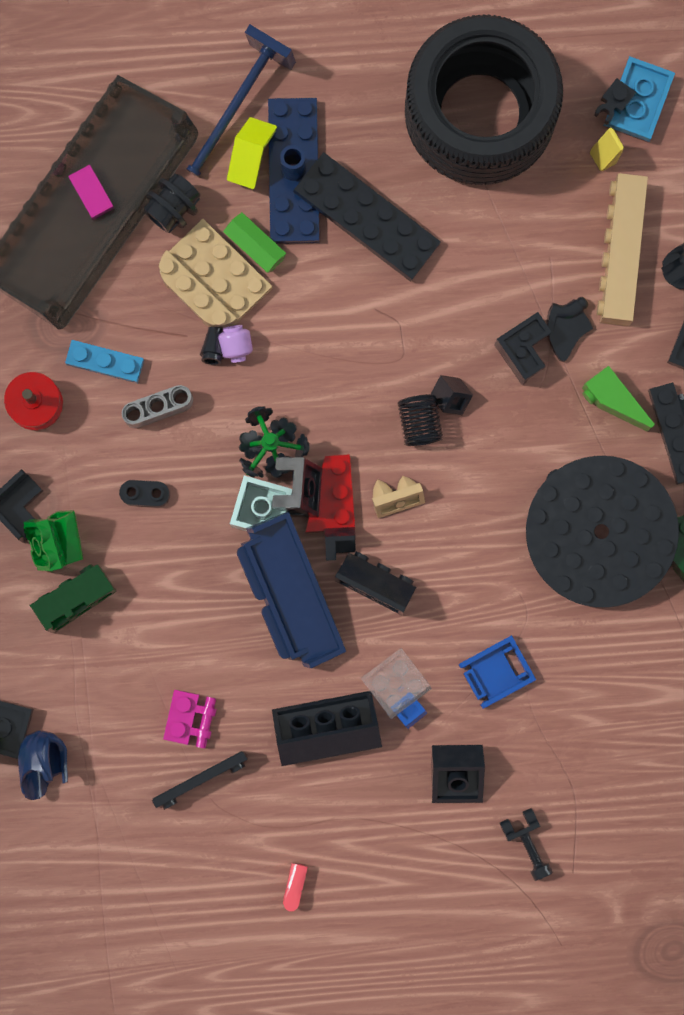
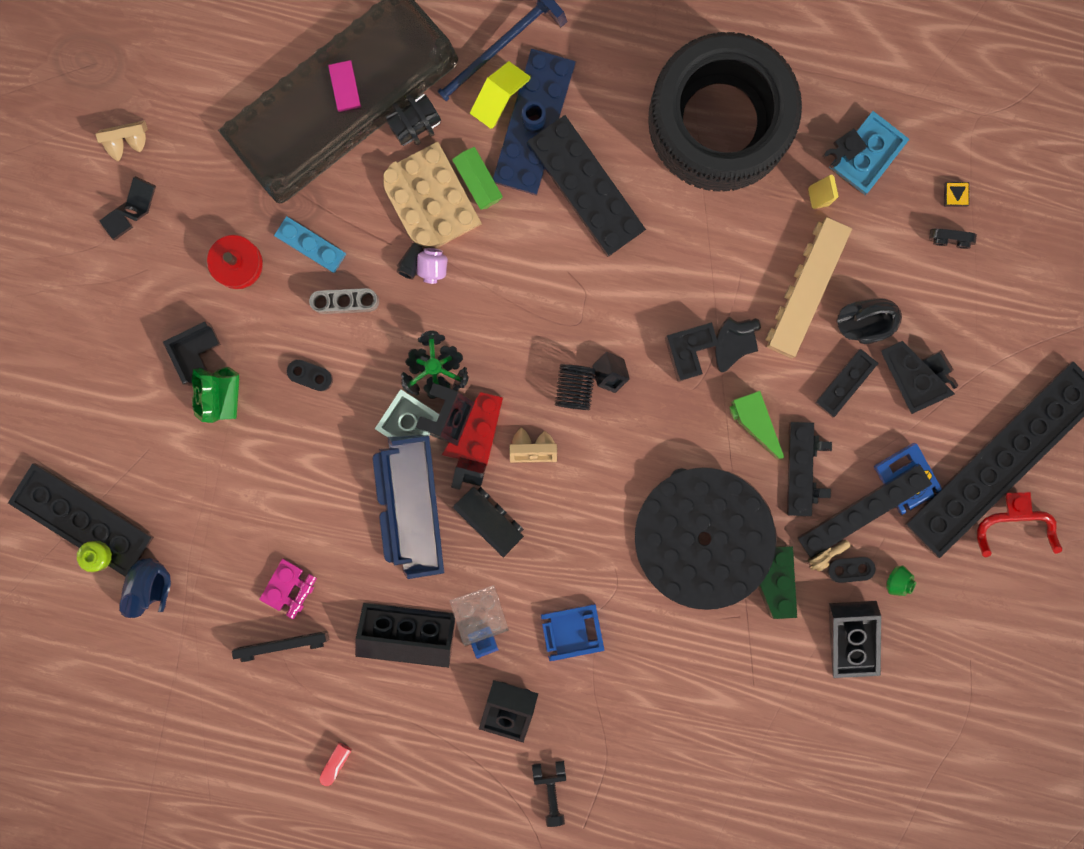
camera: 20 degrees right, 5 degrees up
(73, 598) = (216, 450): dark green wedge -> none

